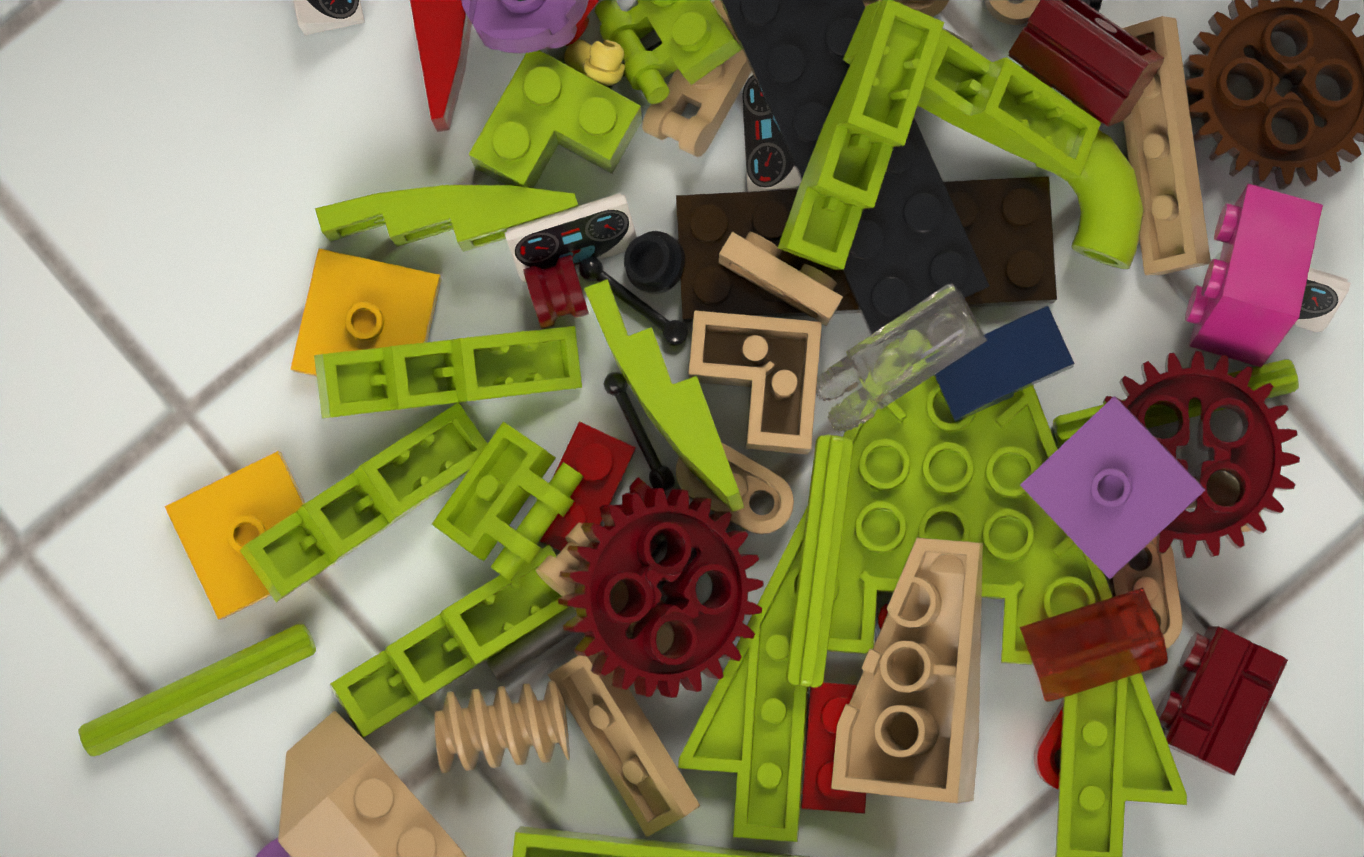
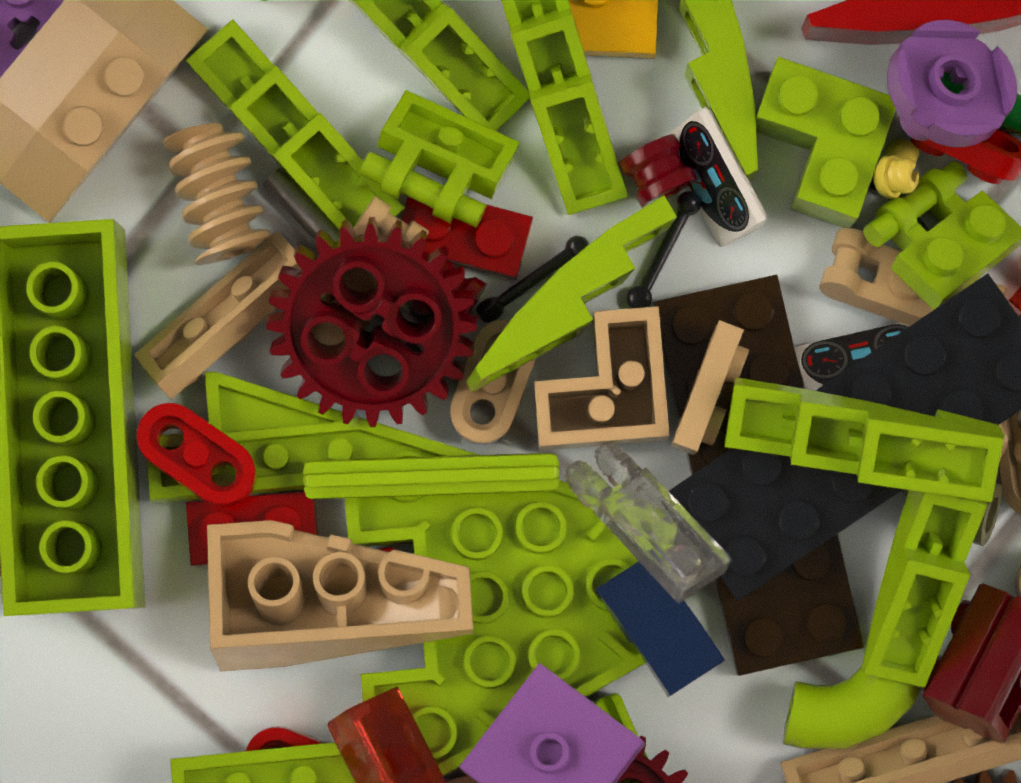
camera: 85 degrees right, 0 degrees up
(654, 262) = (705, 264): black plate -> none
(762, 787) = (198, 456): none -> red plate

